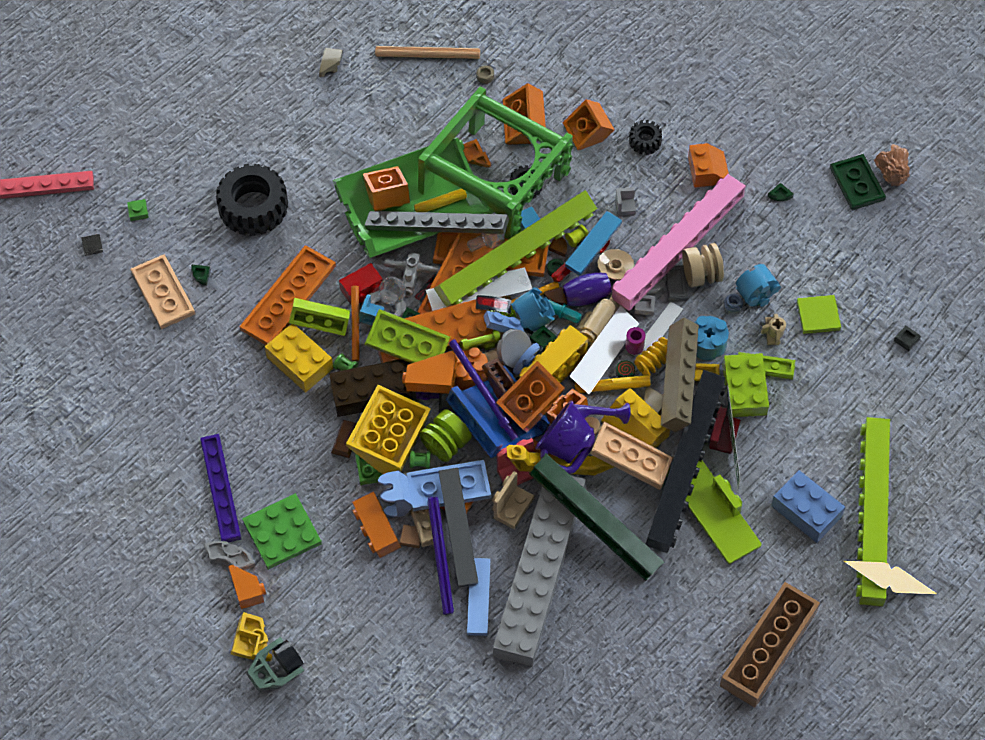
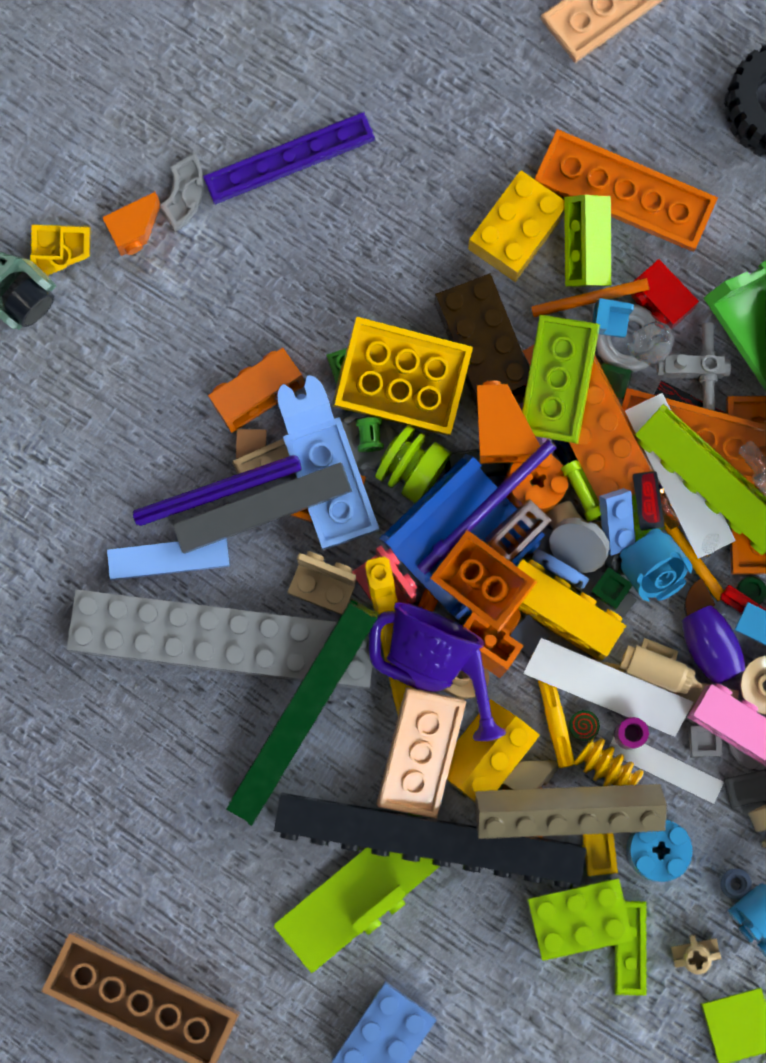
camera: 80 degrees right, 20 degrees up
(201, 273) = (644, 55): dark green tile -> none
(281, 531) = (232, 258): bright green plate -> none
(339, 447) = (401, 317): reddish brown tile -> none
(343, 363) = (518, 297): bright green bush -> none
(566, 313) = (669, 615): teal axle -> none
(721, 435) = (498, 895): dark red panel -> none
(732, 437) = (482, 908): sticker -> none

